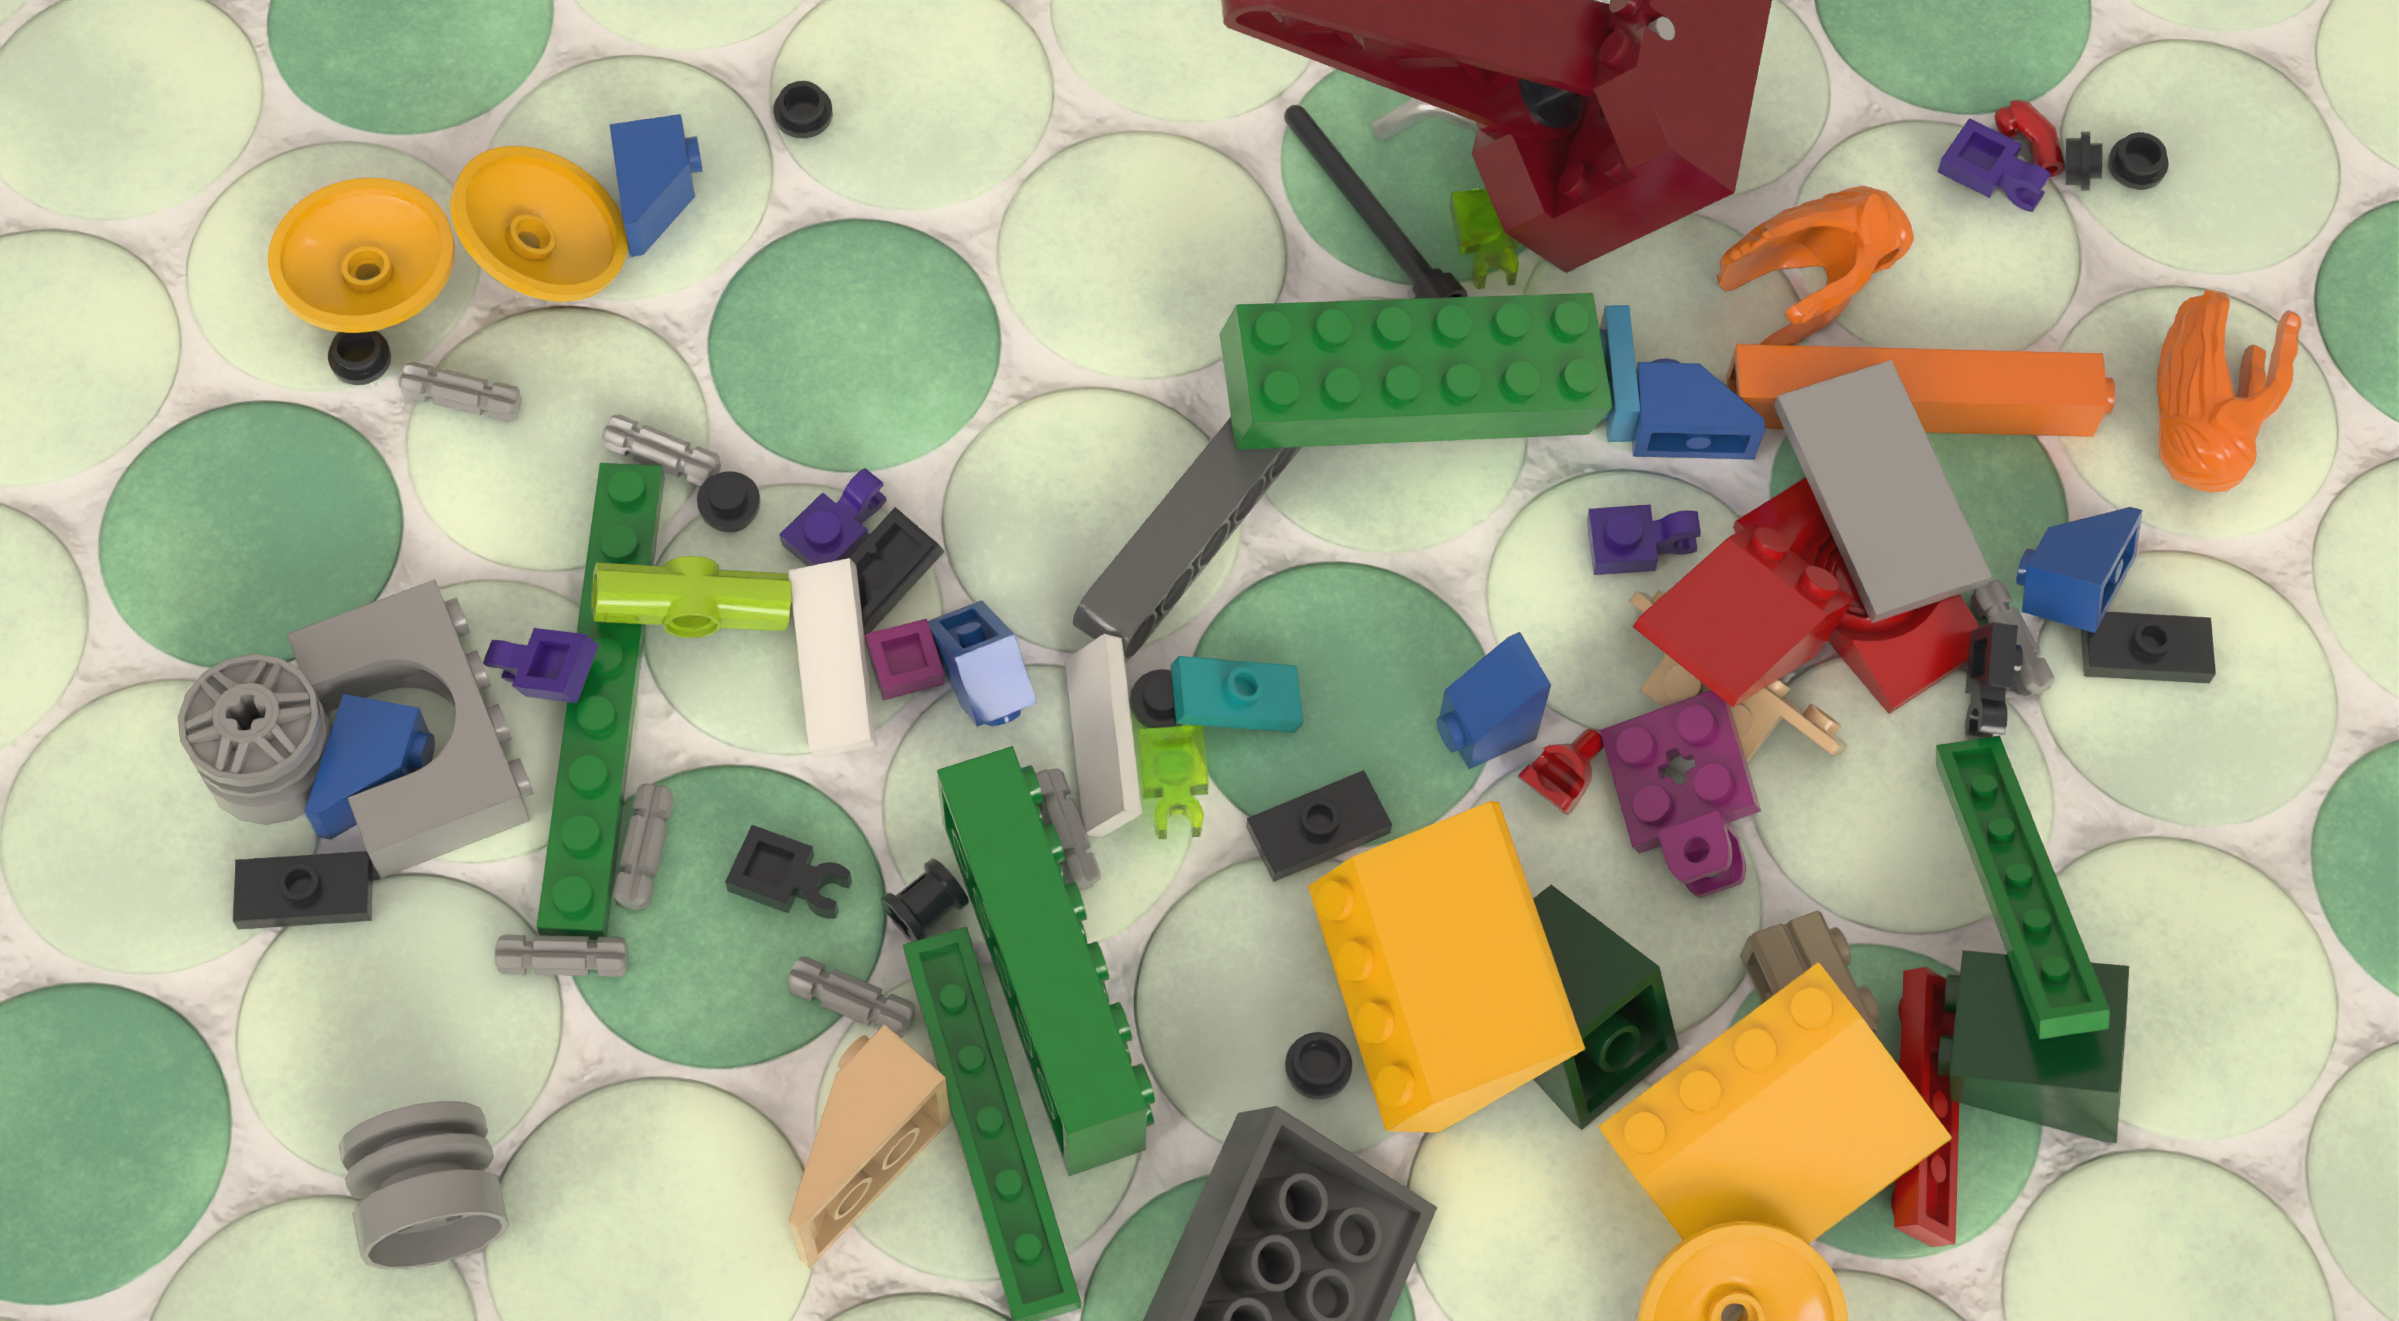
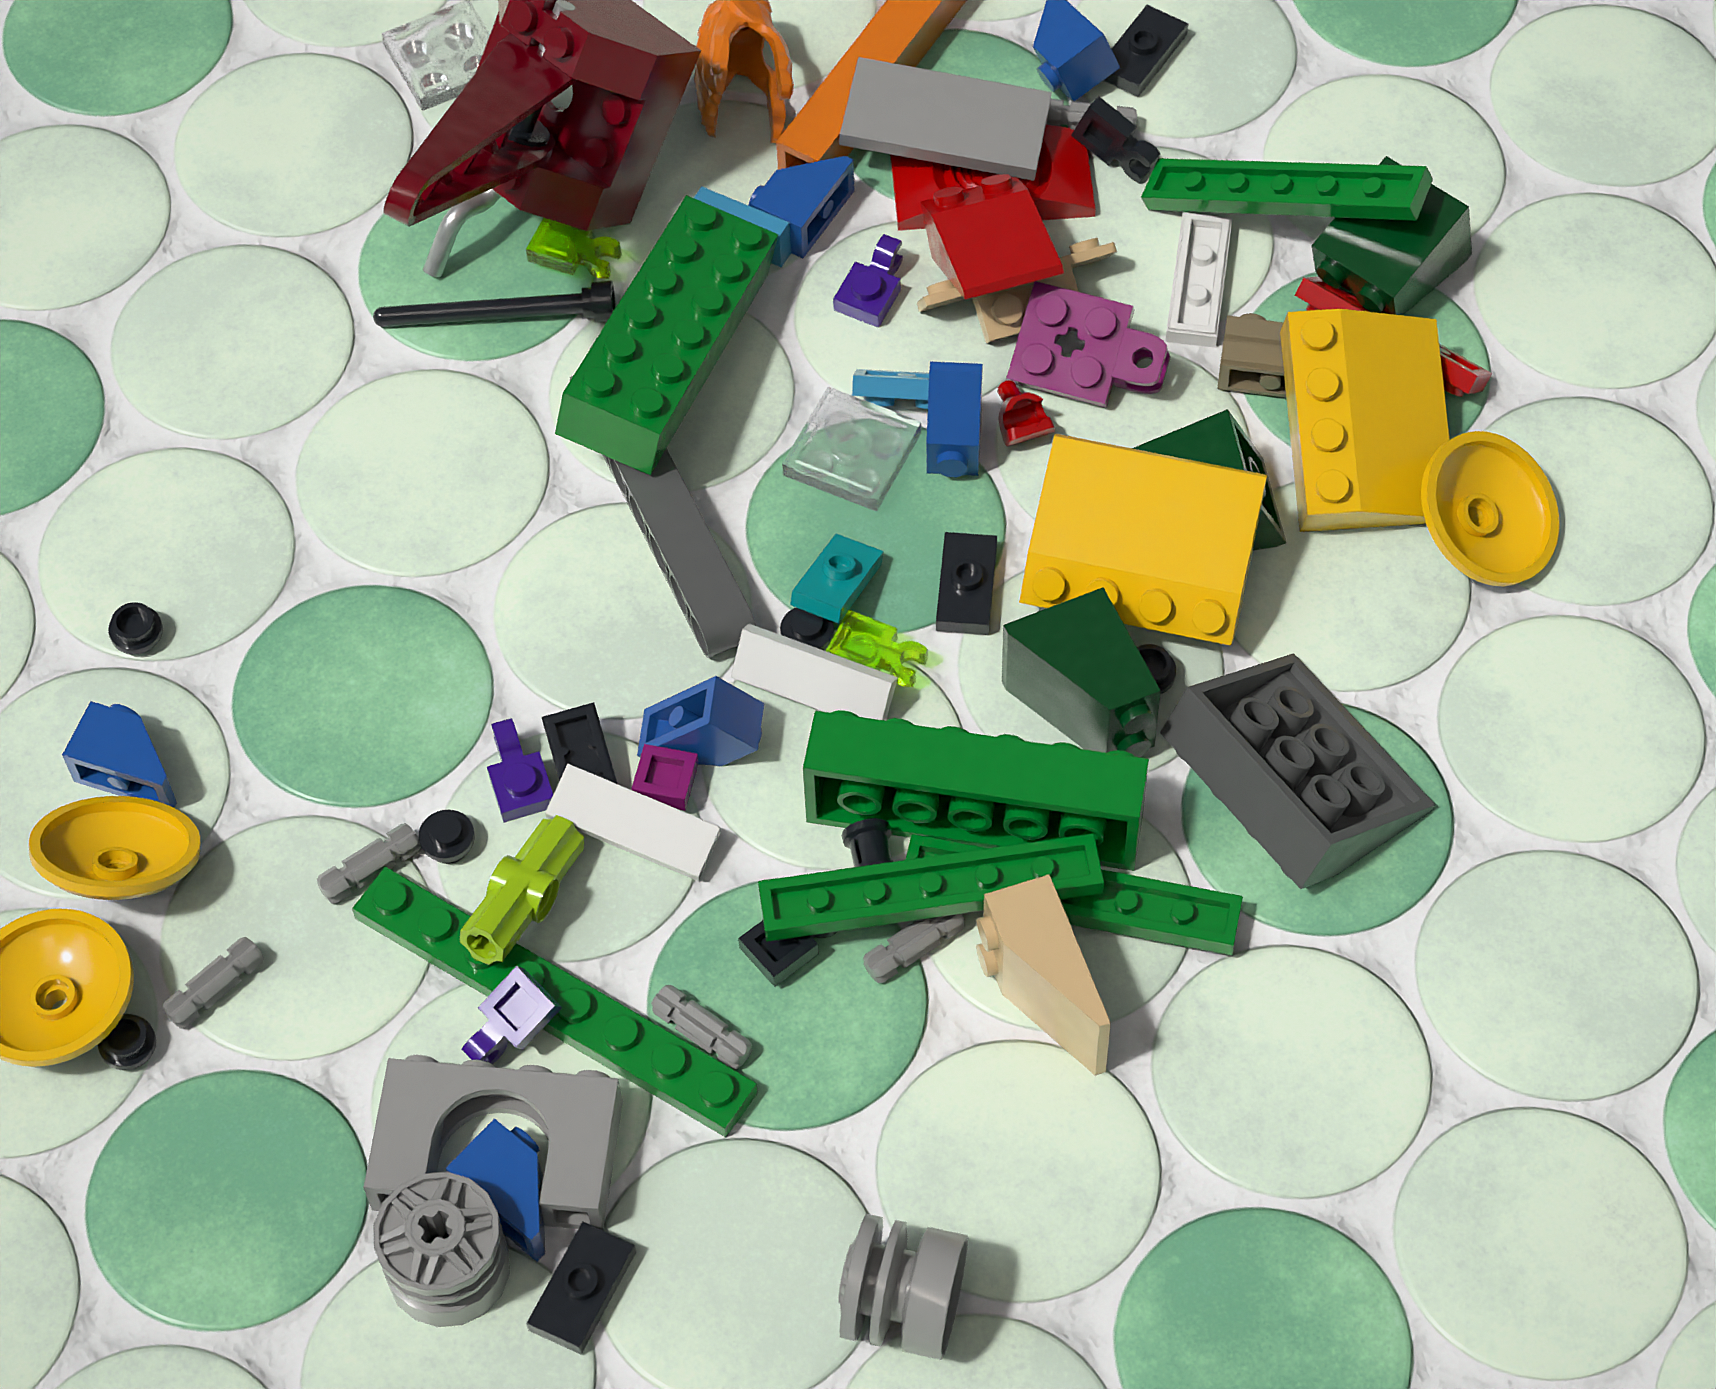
camera: 55 degrees left, 5 degrees down
(561, 955) = (756, 1124): light grey axle -> none
(901, 977) = (923, 886): none -> green plate
(1252, 999) = (1083, 674): none -> dark green slope
(1409, 625) = (852, 448): none -> clear plate
(1506, 610) = (884, 386): none -> dark azure plate
(1872, 862) = (1198, 280): none -> white tile

